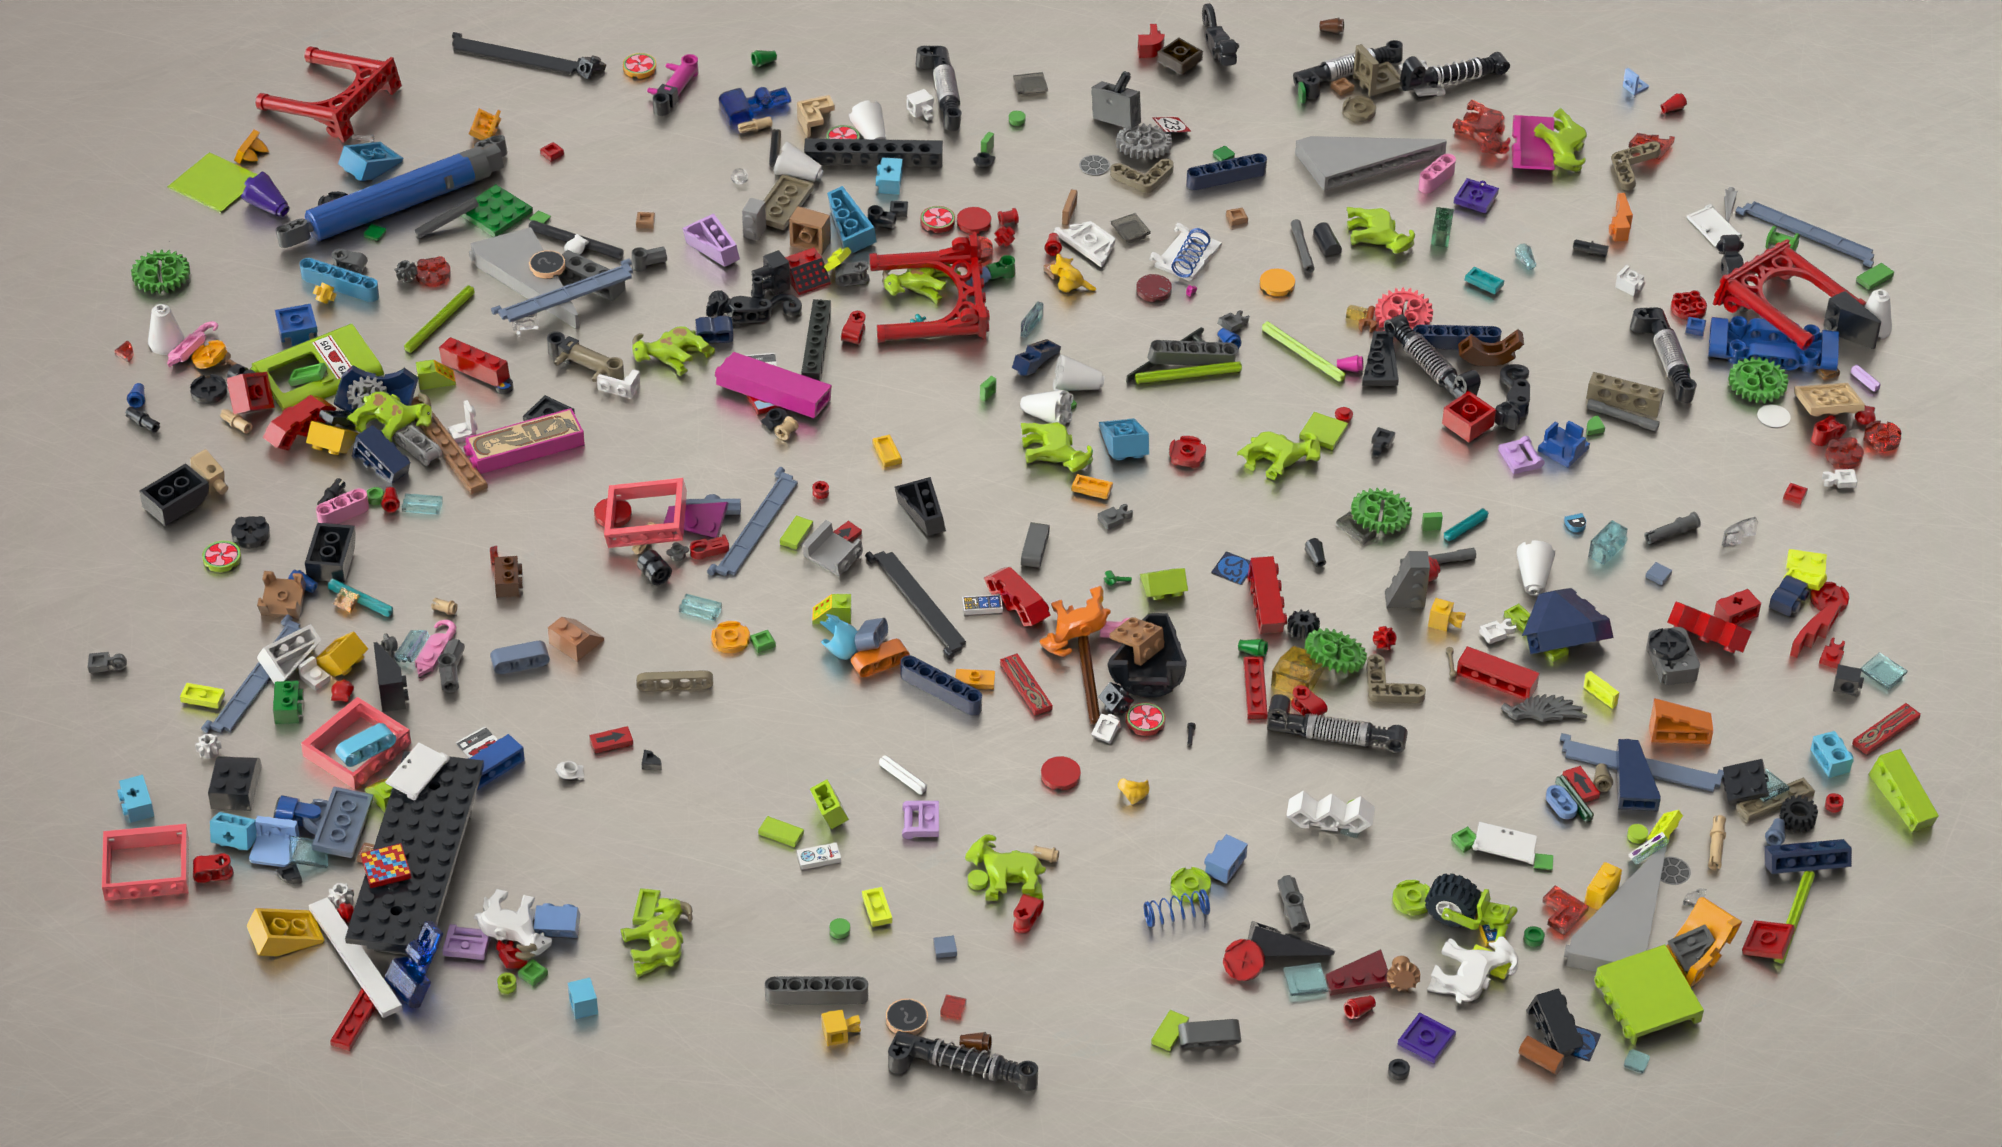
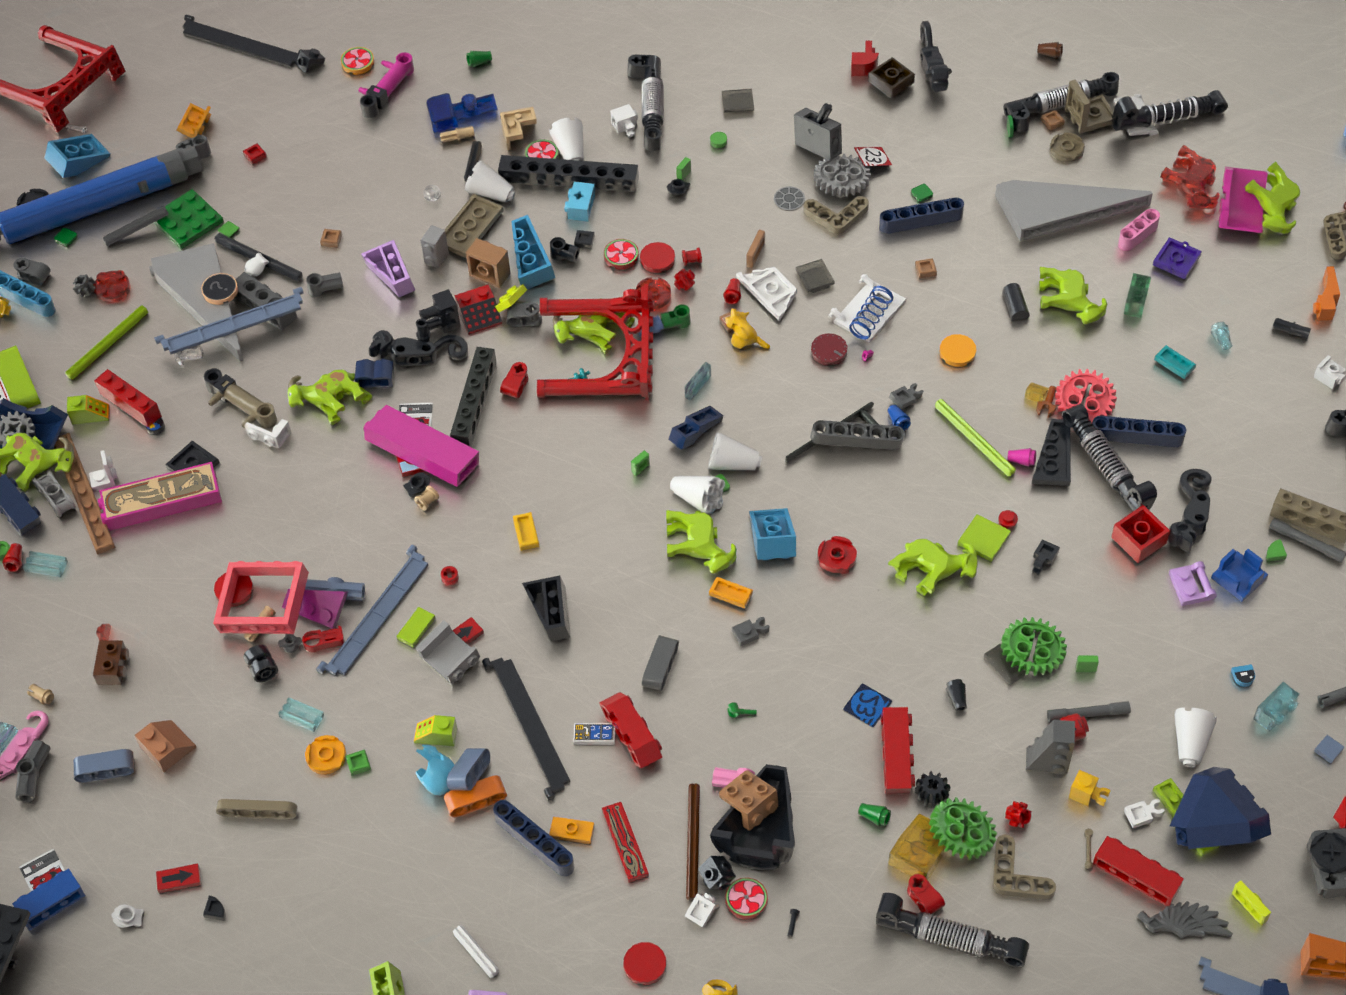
camera: 10 degrees right, 10 degrees up
(1076, 622) = (687, 769): orange animal -> none
(1164, 582) = (790, 721): lime slope -> none
(1188, 372) = (854, 455): lime axle -> none
(1255, 688) = (870, 866): red tile -> none
(1299, 235) = (991, 325): dark grey piece -> none
(1465, 524) = (1123, 669): teal axle -> none
(1491, 354) = (1170, 454): reddish brown arch -> none

